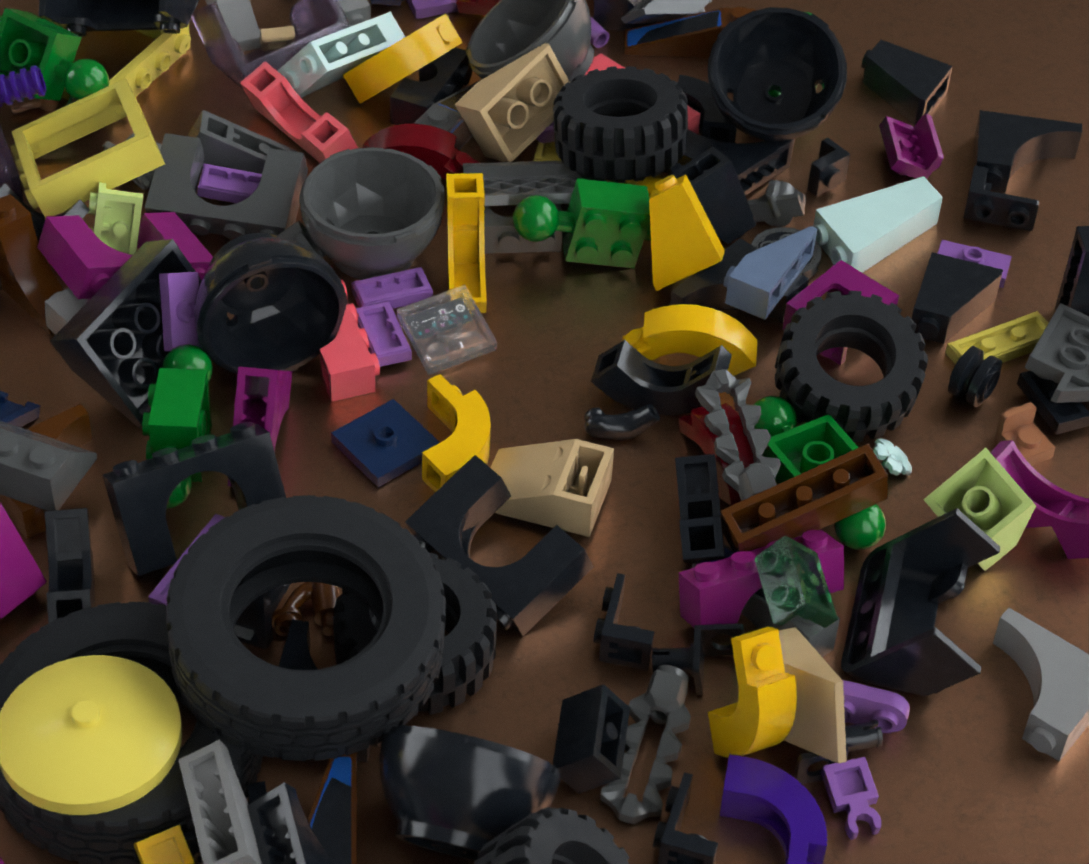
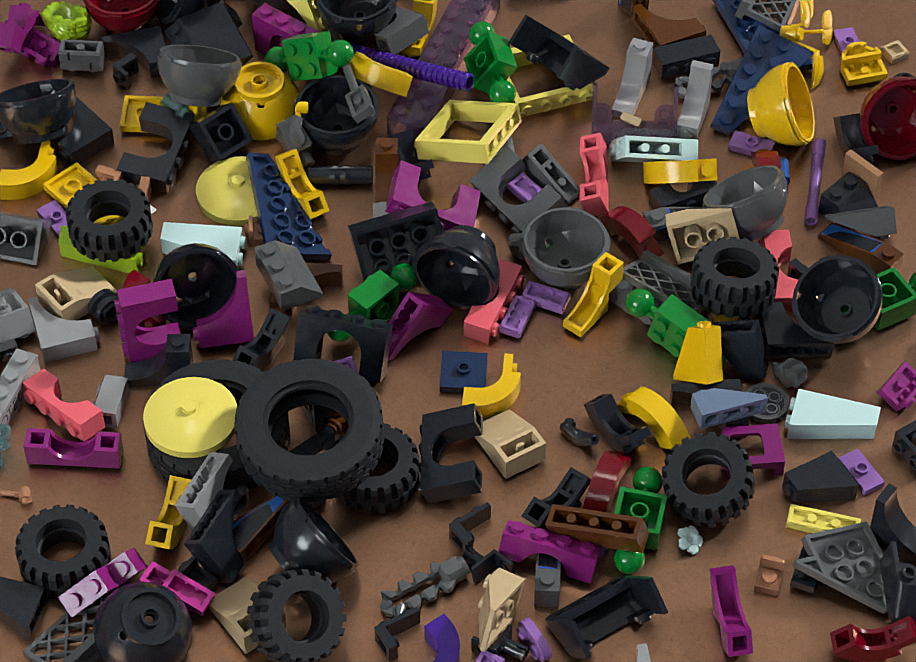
camera: 45 degrees right, 5 degrees up
(116, 217) = (443, 182): yellowish green bracket -> none
(177, 305) = (420, 236): medium lavender plate -> none
(446, 329) = (546, 333): clear plate -> none
(591, 738) = (397, 565): black brick -> none
(763, 471) = (594, 501): dark grey sword -> none
(765, 697) = (467, 591): yellow arch -> none
(794, 583) = (546, 560): clear green bracket -> none
(829, 168) = (842, 371): black bracket -> none
(975, 376) = (777, 528): black wheel -> none
(988, 499) = (685, 591): yellowish green slope -> none

